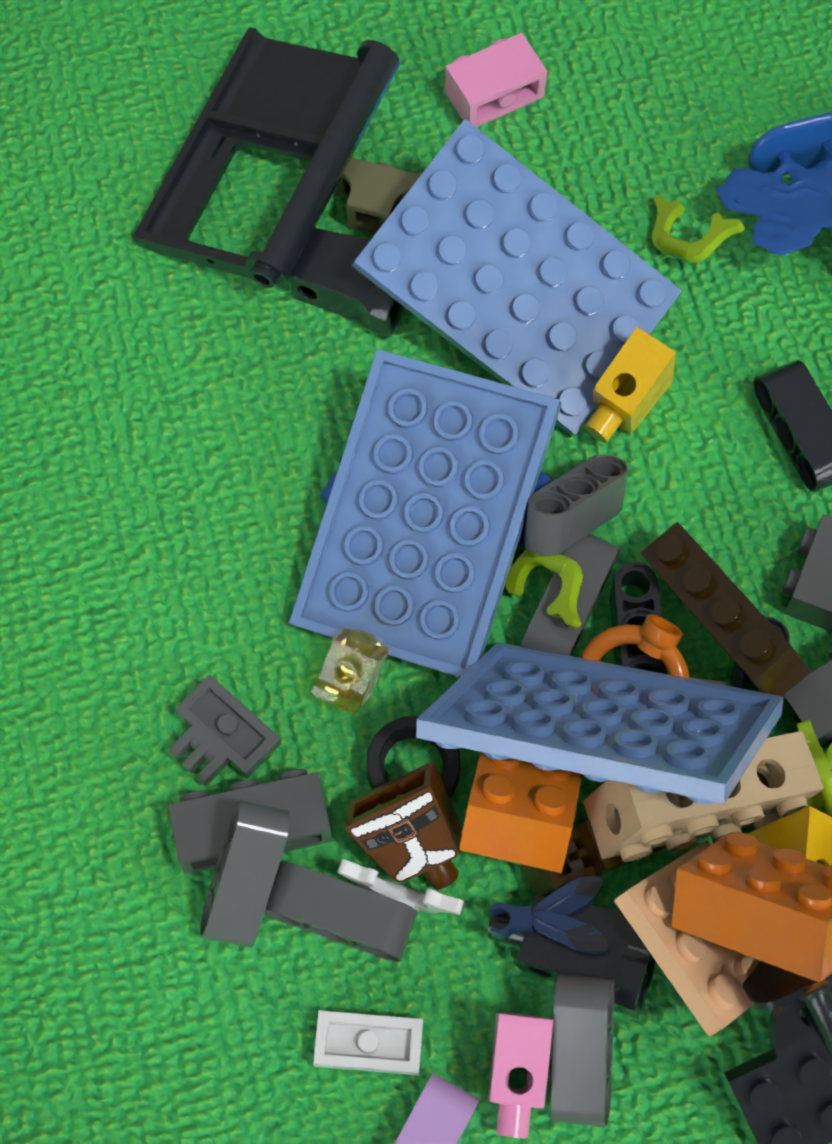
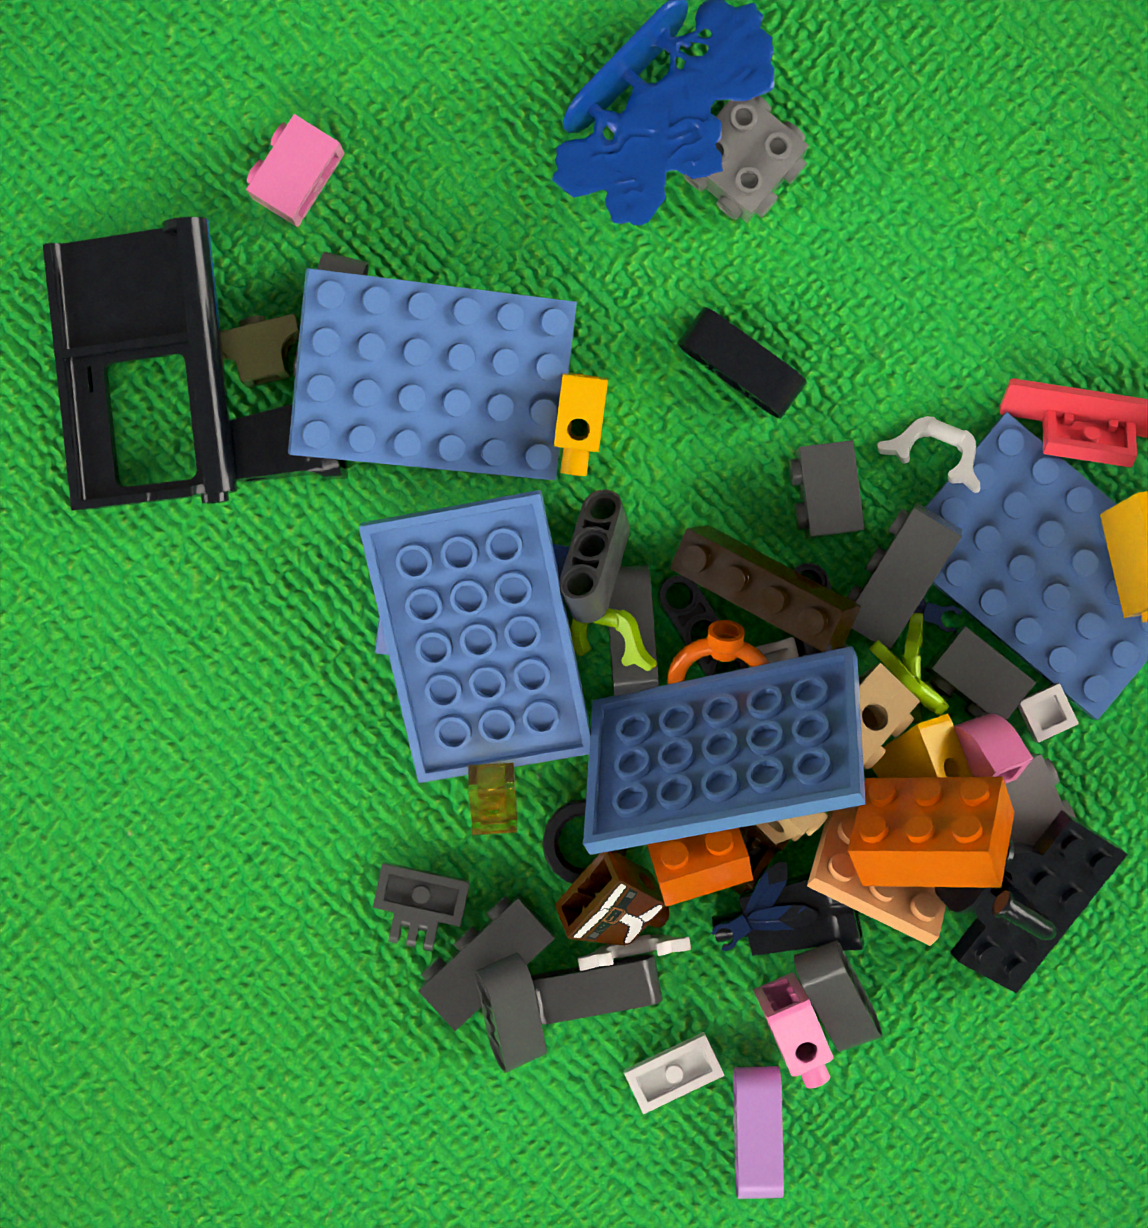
camera: 30 degrees left, 20 degrees up
(695, 251) = (533, 249): lime helmet -> none

